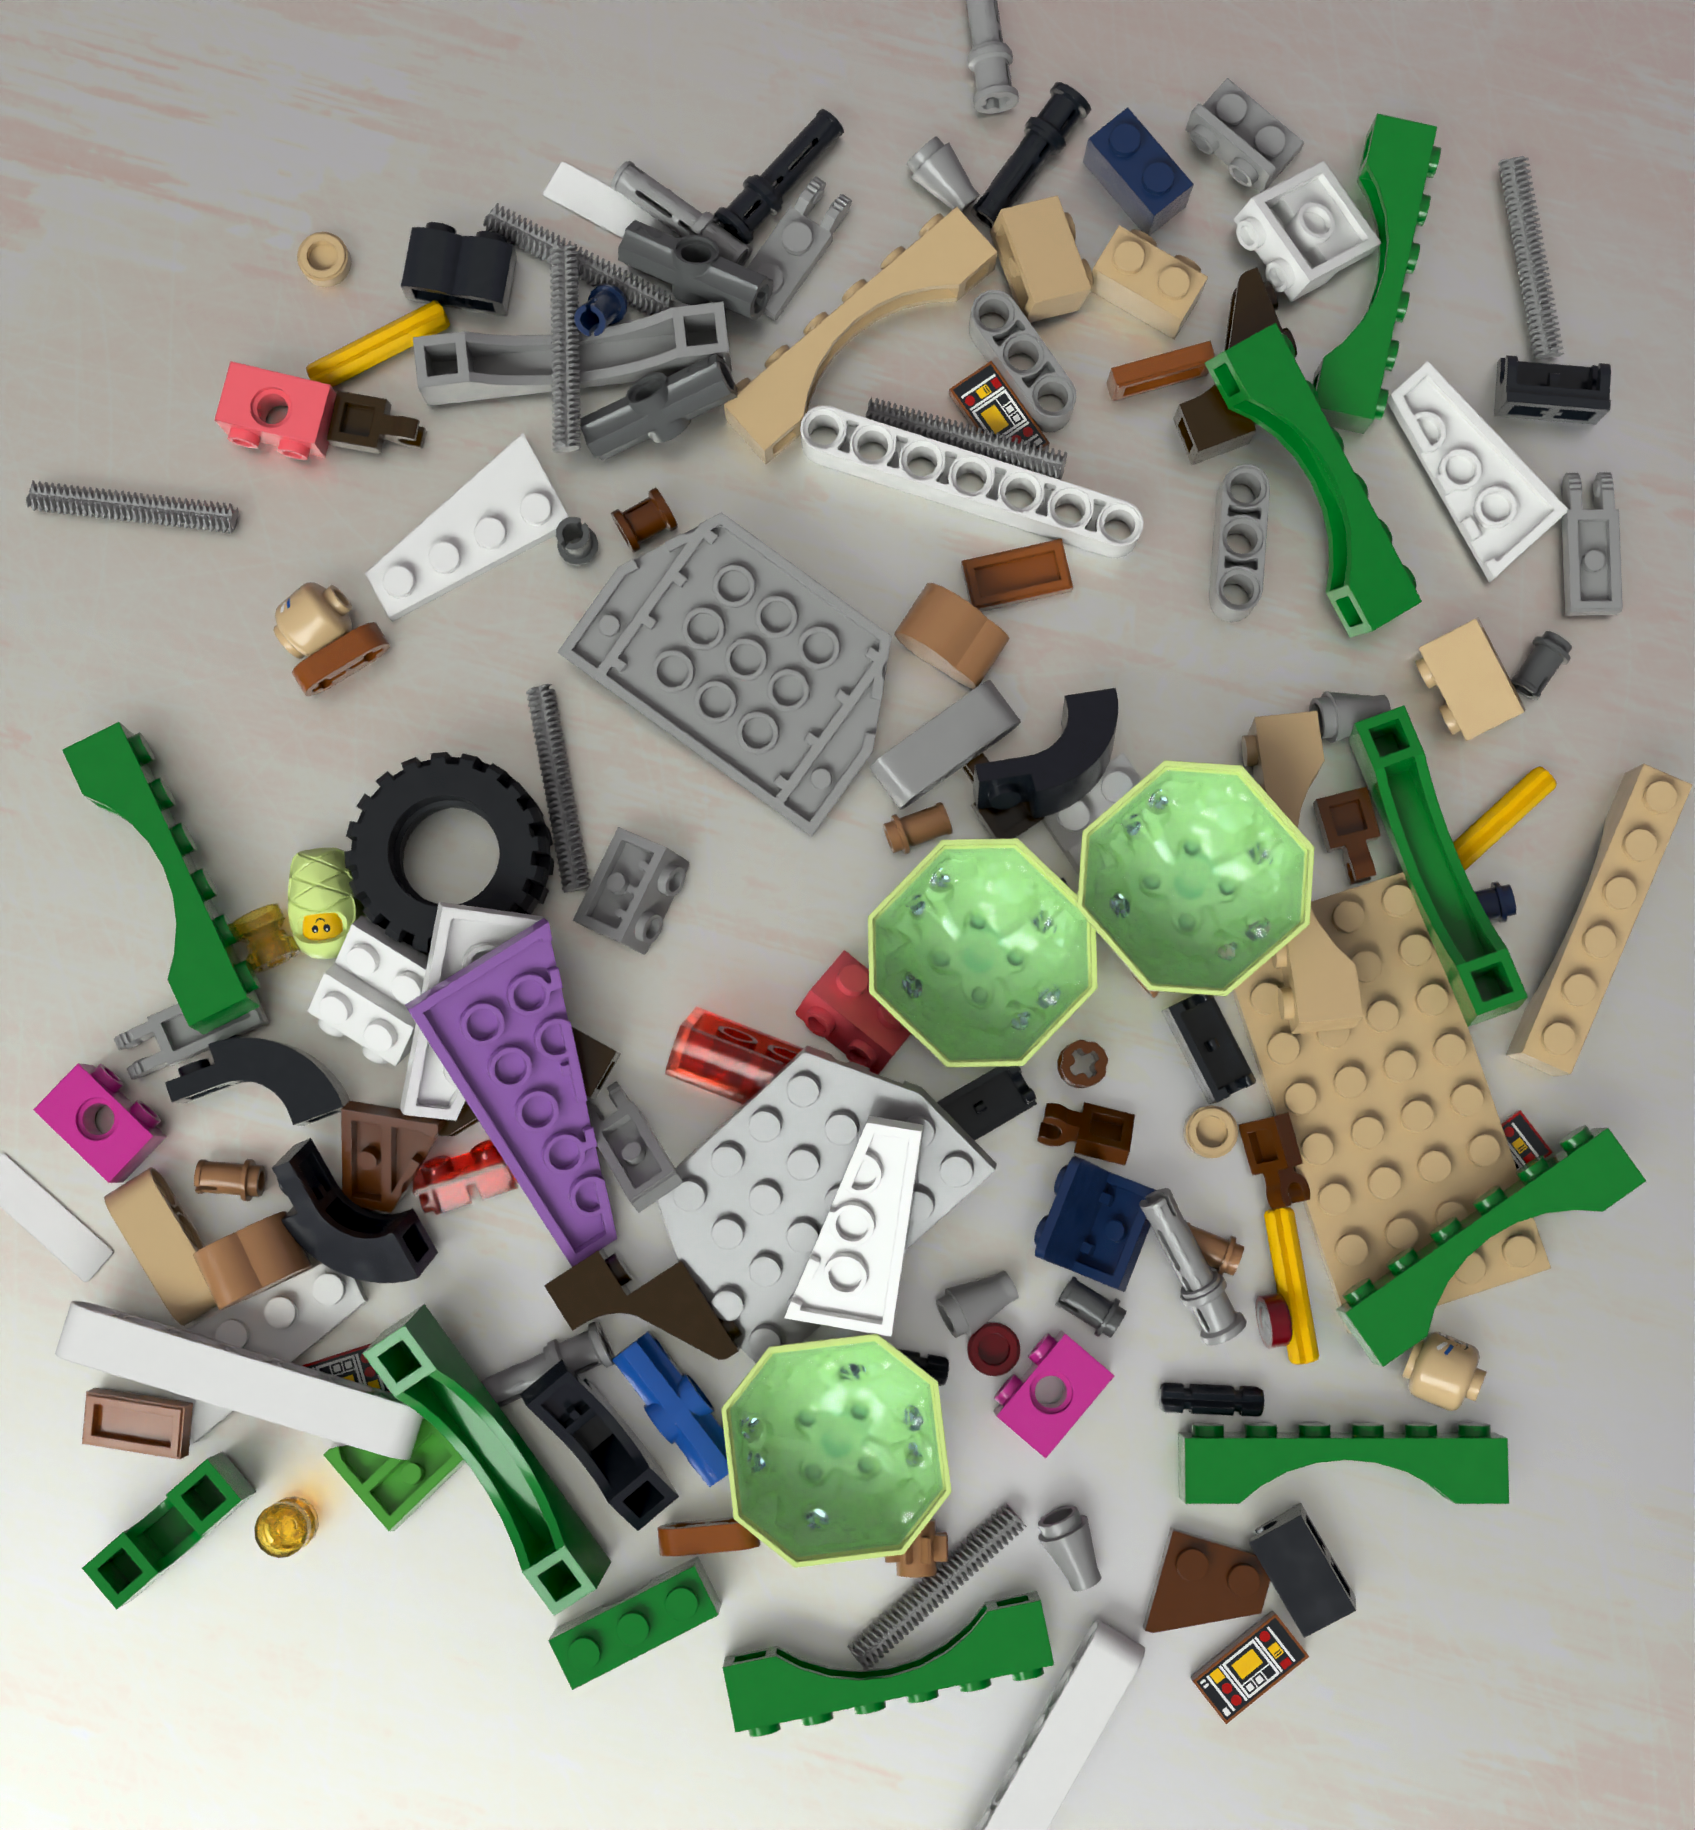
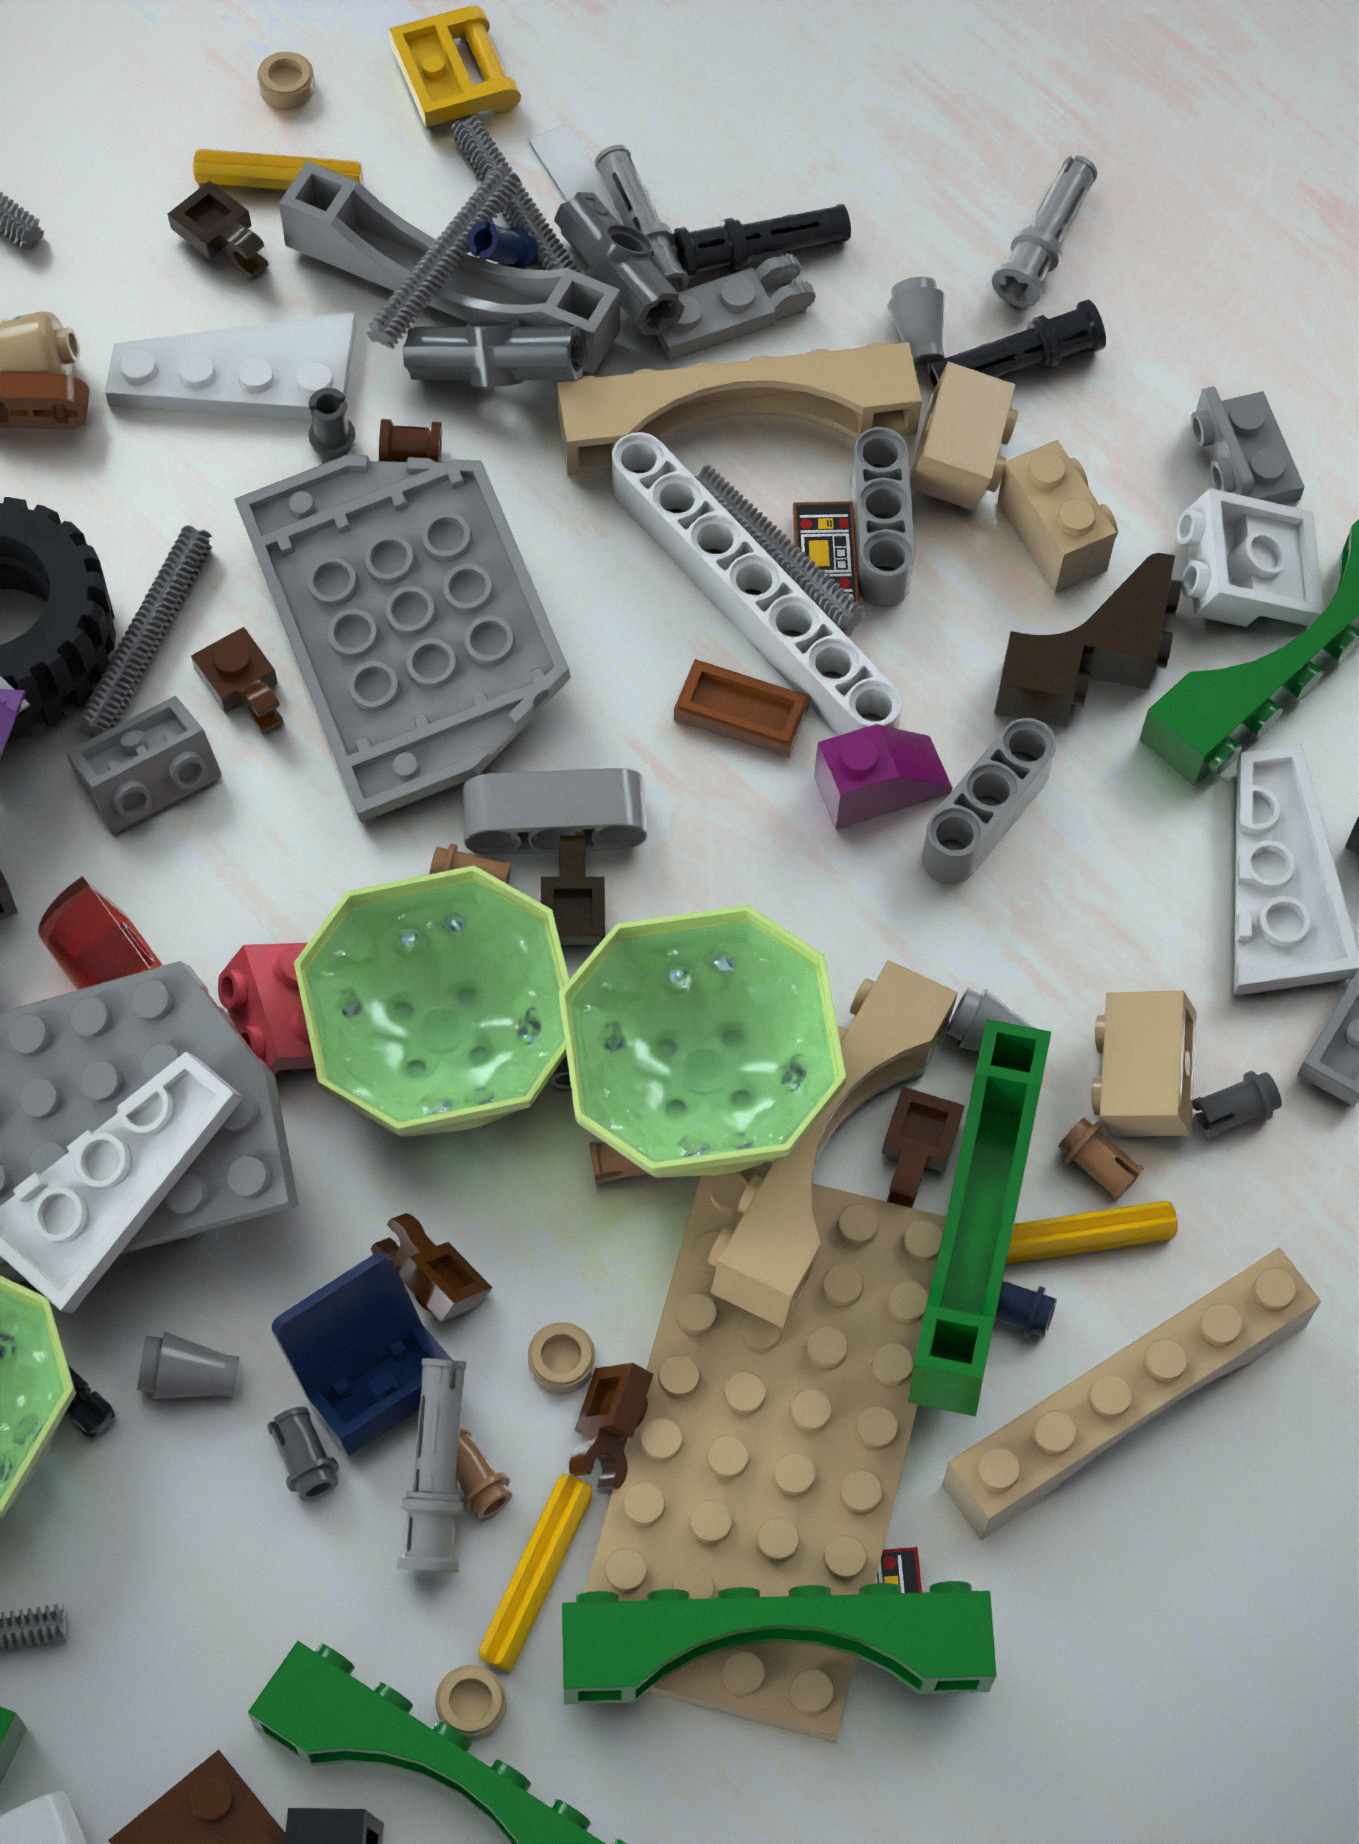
camera: 30 degrees right, 20 degrees down
(254, 391) = (139, 165): coral brick -> none
(435, 179) = (438, 73): none -> yellow plate
(459, 269) = (400, 148): black brick -> none
(647, 778) = (238, 674): none -> reddish brown plate
(951, 635) = (632, 710): medium nougat piece -> none
(989, 1101) = (346, 1172): black hinge -> none
(993, 1349) = (170, 1434): dark red tile -> none
(1047, 1424) = (233, 1525): dark pink brick -> none
(1061, 772) = (645, 885): black arch -> none
(1070, 1545) = (94, 1693): light grey cone -> none
(1097, 1068) = (488, 1206): reddish brown bush -> none
(1137, 172) = (1113, 418): dark blue brick -> none
(1149, 570) = (877, 773): none -> magenta slope
(1159, 371) = (1015, 600): dark orange tile -> none
(1209, 1047) = (620, 1265): black hinge -> none
(1211, 1399) = (363, 1638): black axle -> none
(1273, 1320) = (488, 1592): dark red tile -> none
(1306, 1394) = (471, 1701): none -> tan tile
(1365, 573) = (1105, 654): green arch -> none
(1444, 1371) = (638, 1767): tan head -> none
(1474, 763) = (1100, 1157): none -> medium nougat pin

